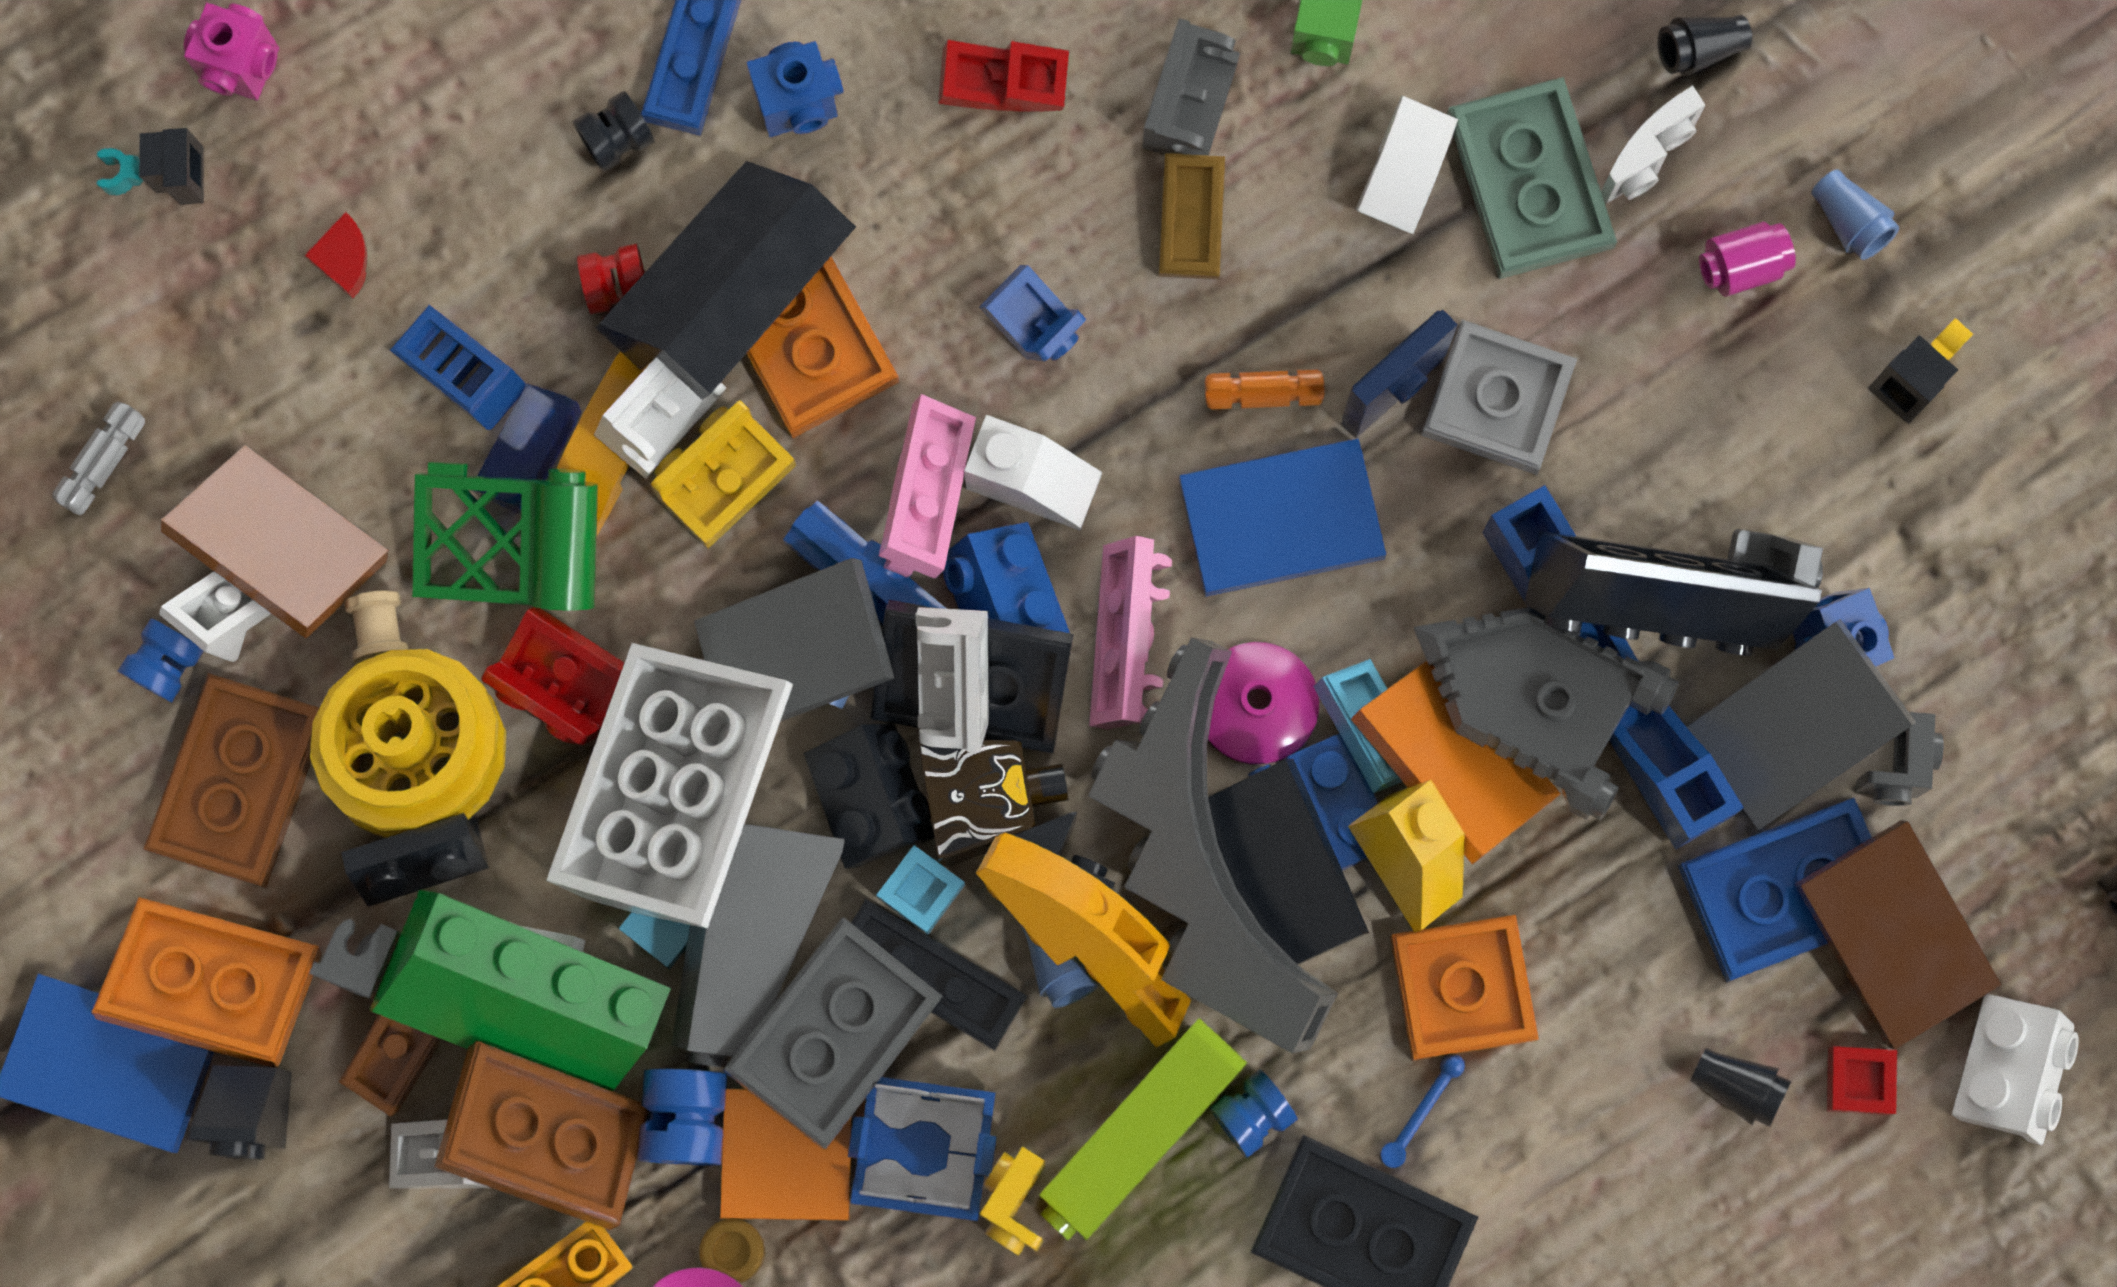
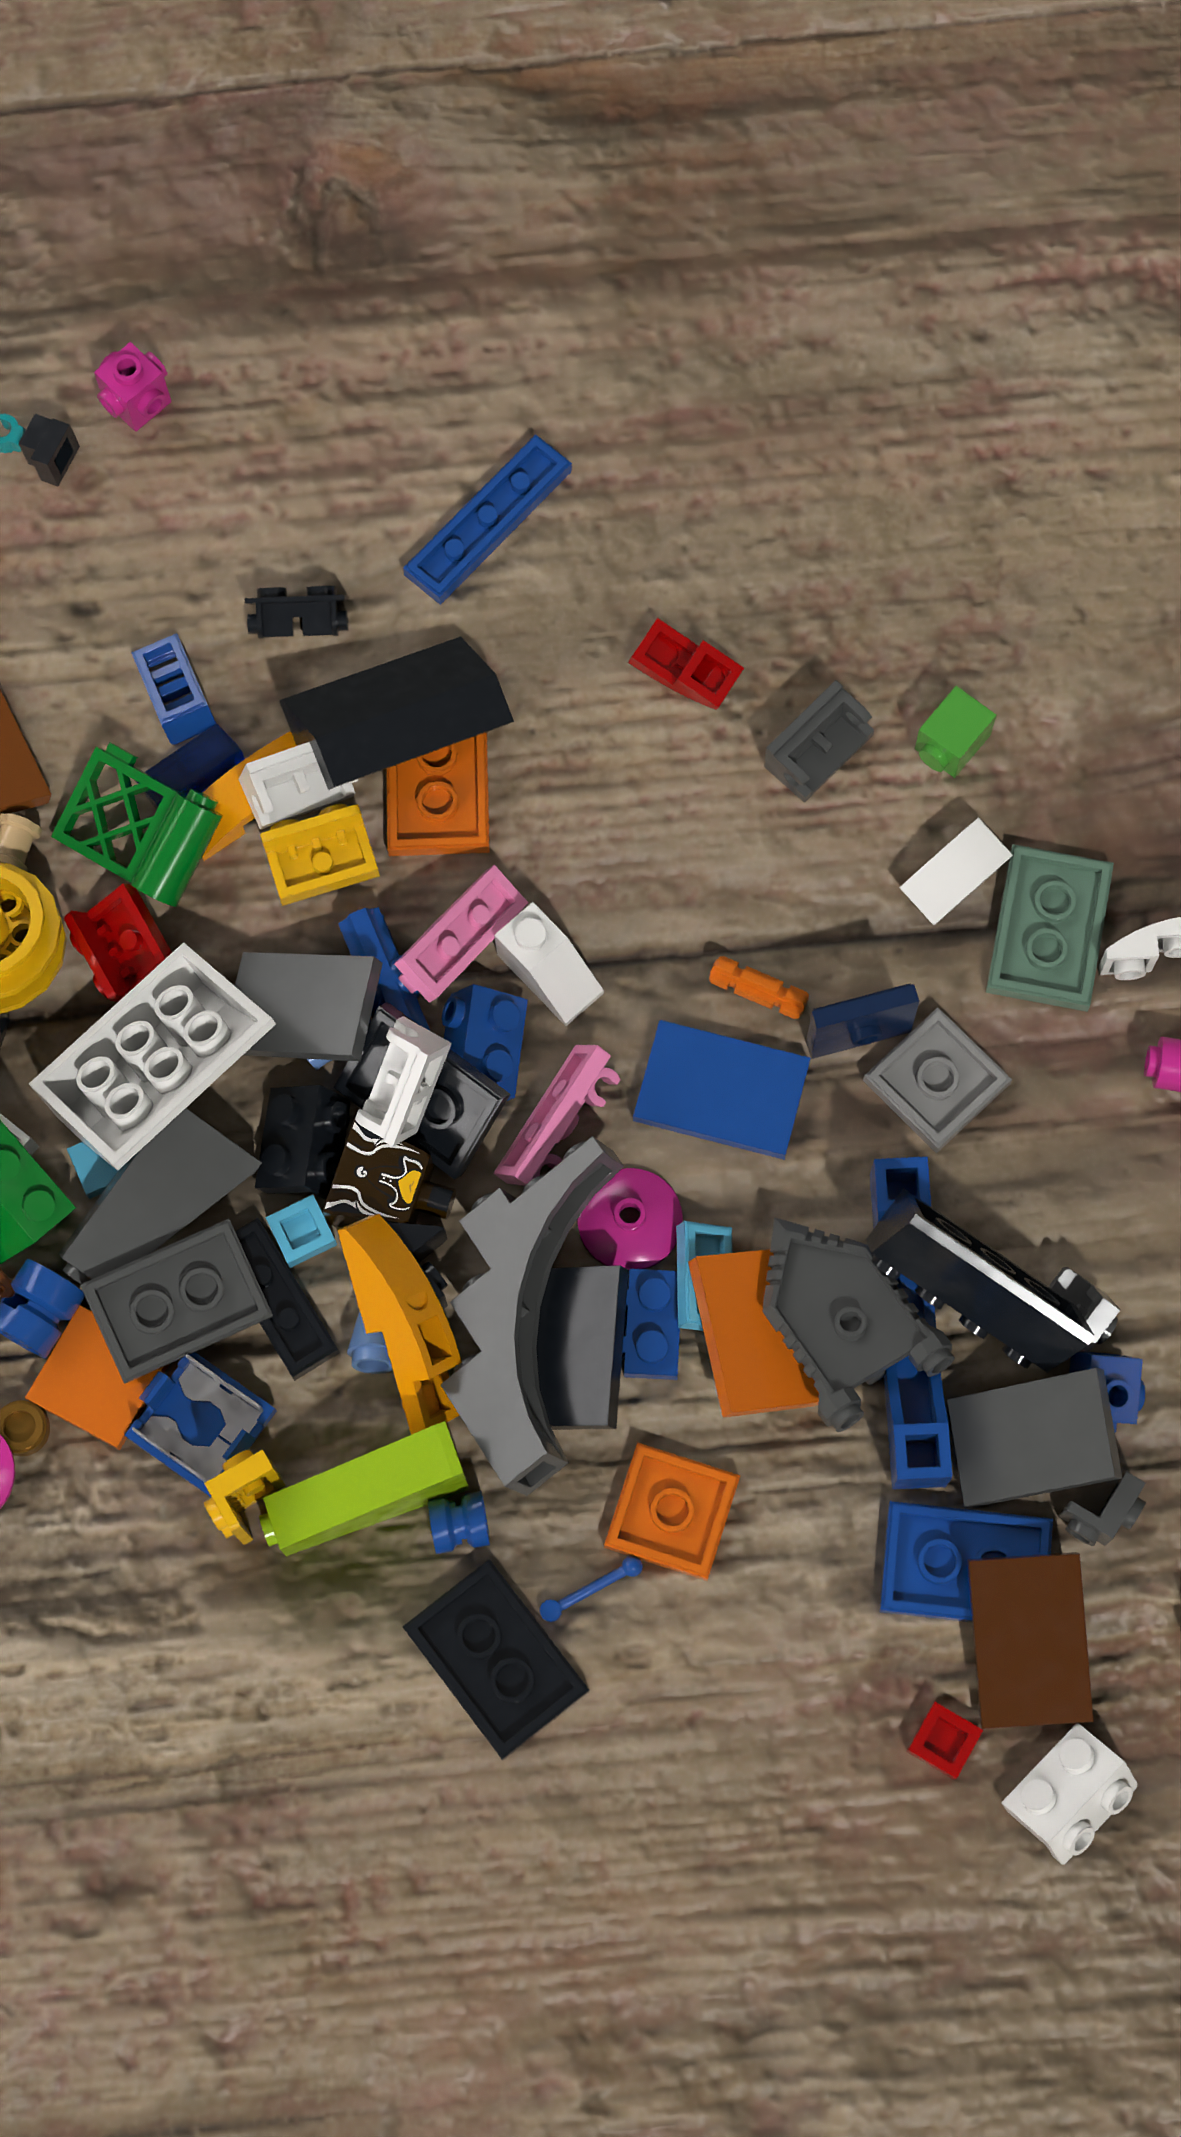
camera: 30 degrees right, 5 degrees down
(342, 255) = (134, 568): red tile -> none
(529, 226) = (317, 609): none -> black hinge
(599, 278) = (310, 670): red wheel -> none
(613, 131) = (375, 570): black wheel -> none
(795, 88) = (523, 600): blue brick -> none
(1032, 316) = (611, 849): blue bracket -> none
(1192, 216) = (772, 833): pearl gold tile -> none
(1415, 851) = (684, 1388): yellow slope -> none
(1743, 1086) = (848, 1697): black cone -> none

